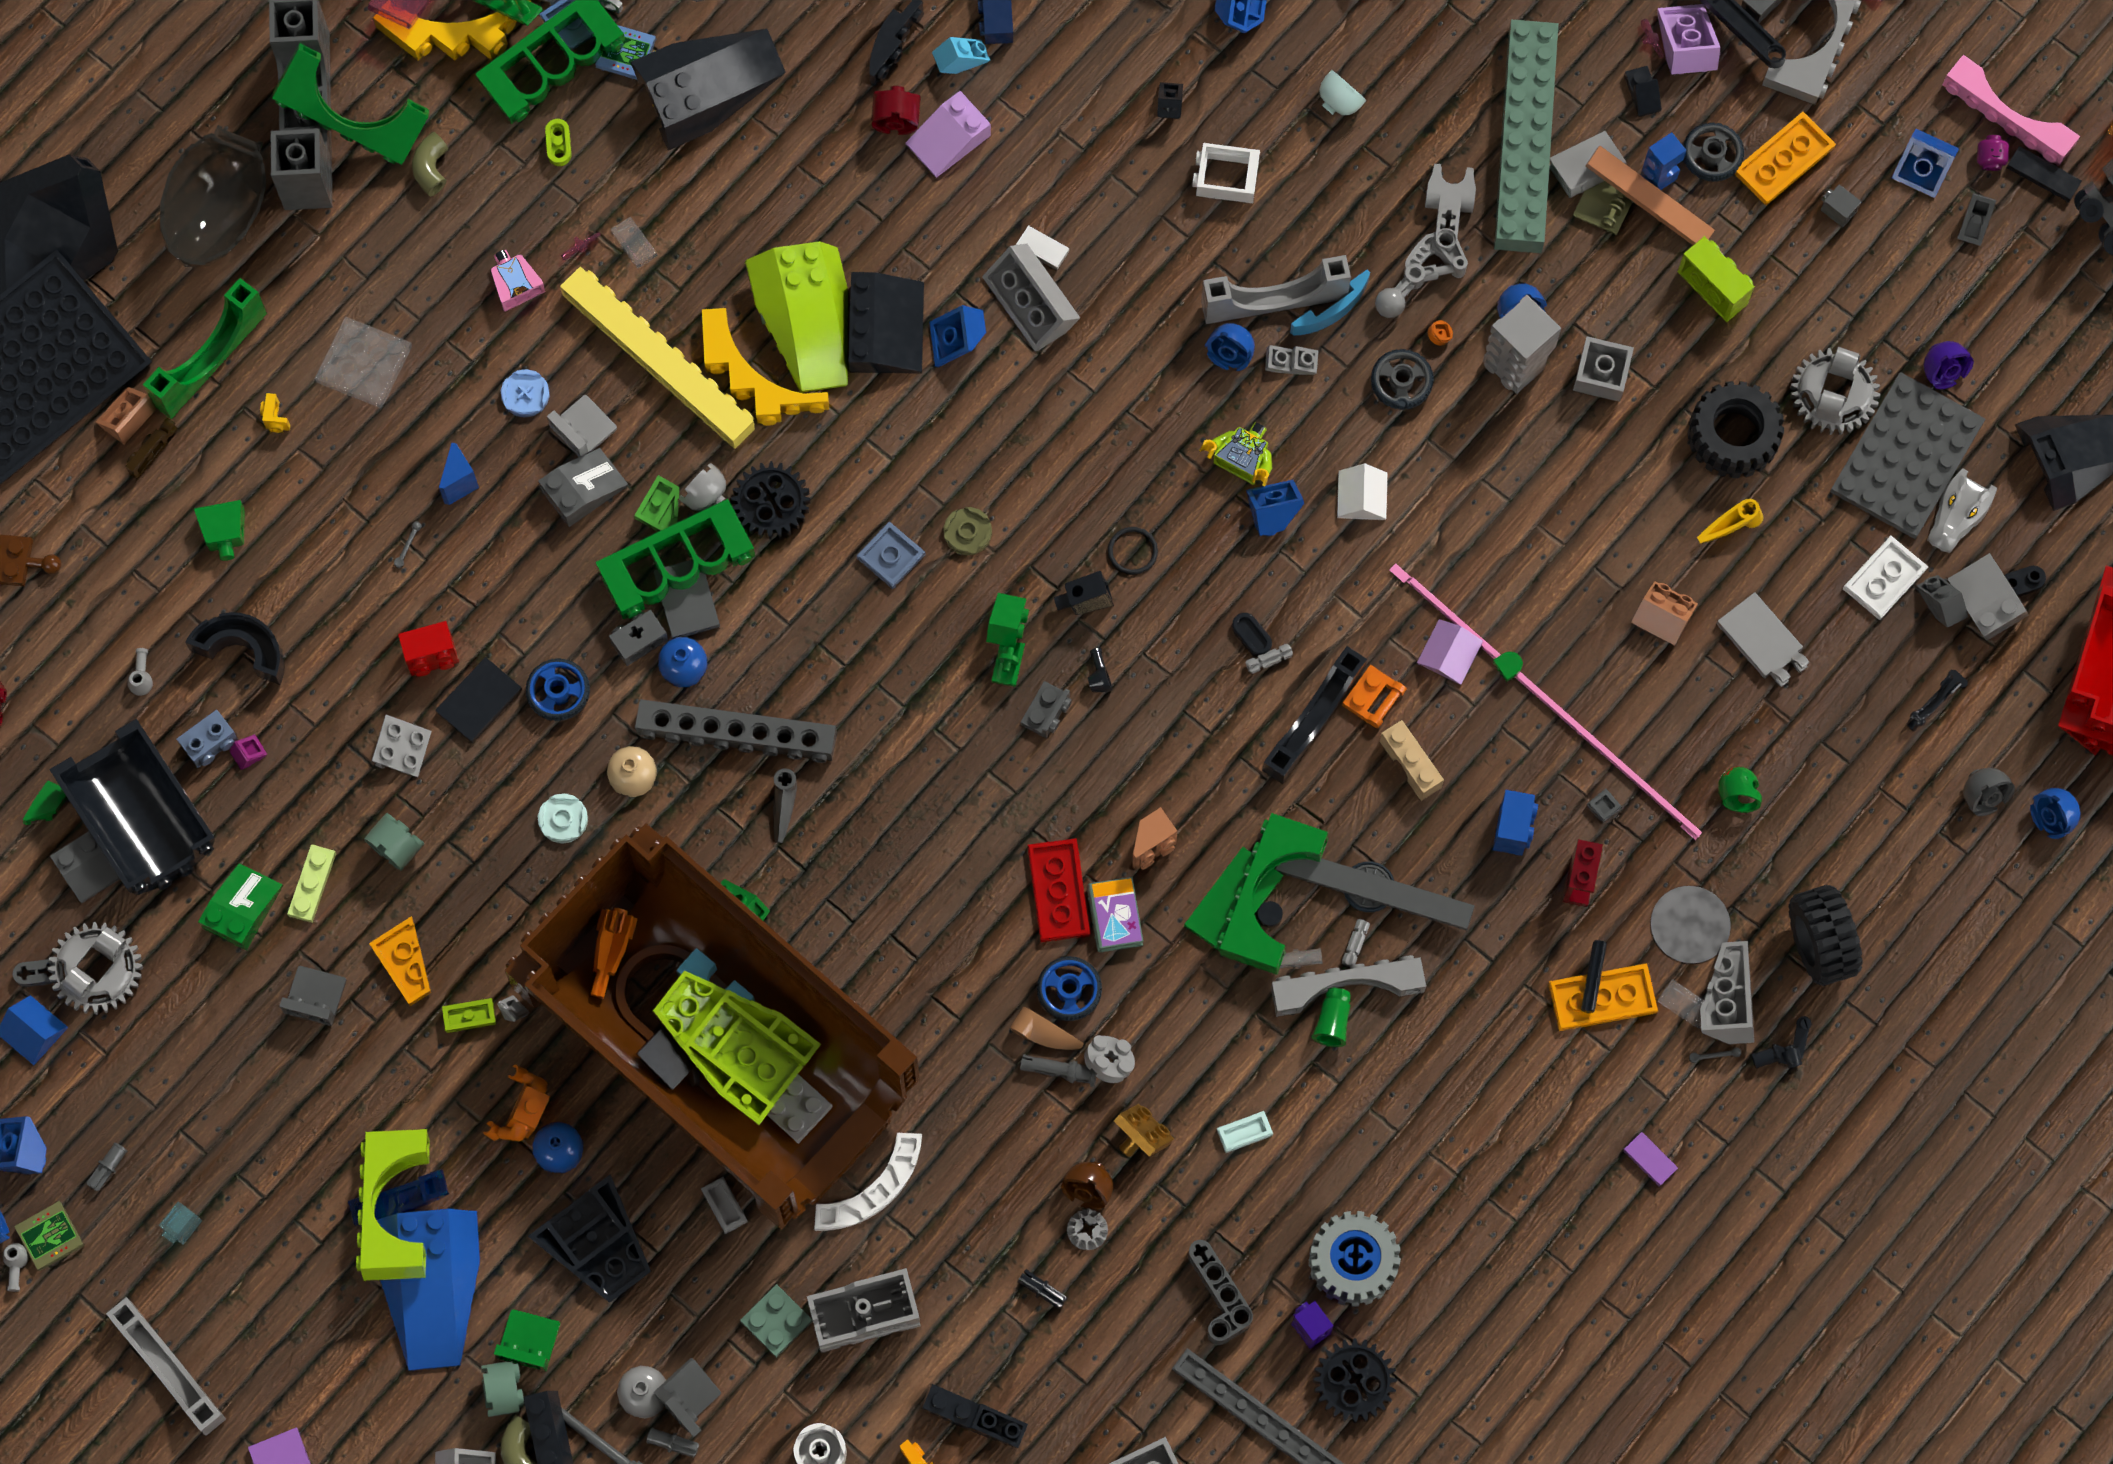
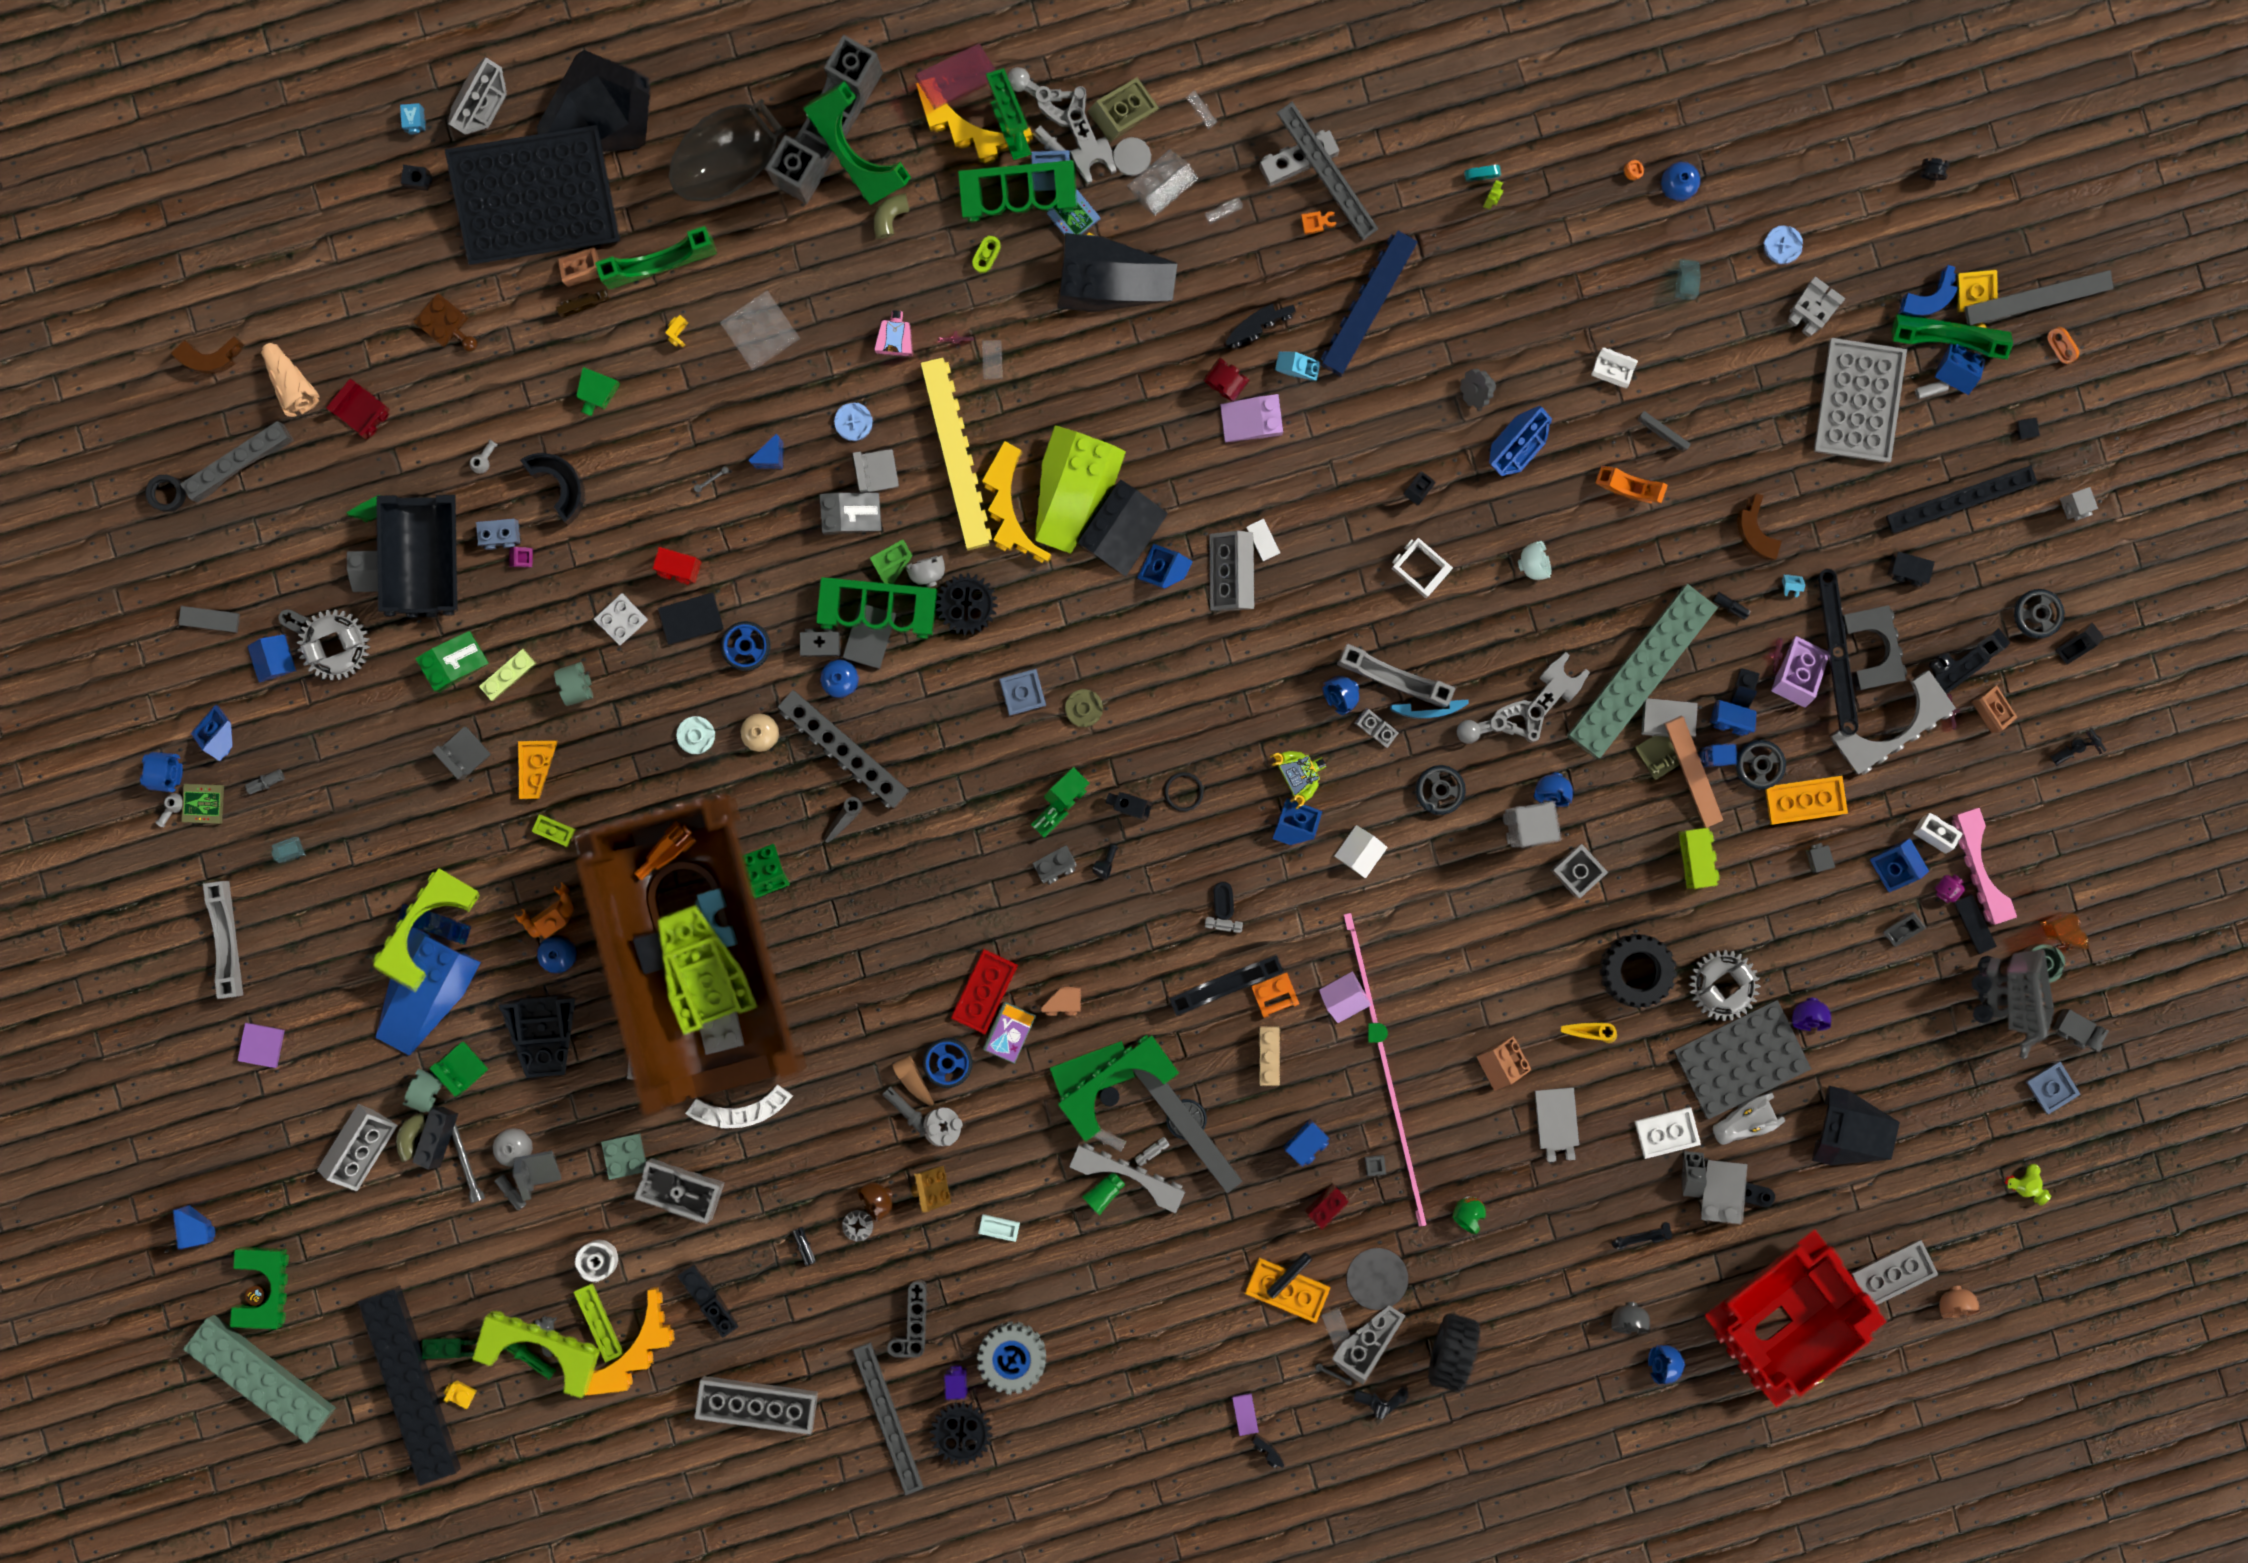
camera: 30 degrees right, 15 degrees up
(1440, 333) = (1488, 773): orange tile -> none
(1572, 18) = (1731, 606): none -> black axle
(1652, 123) = (1733, 717): none -> blue slope
(1710, 1181) = (1273, 1457): none -> black slope
(1940, 106) = (1937, 833): none -> white brick

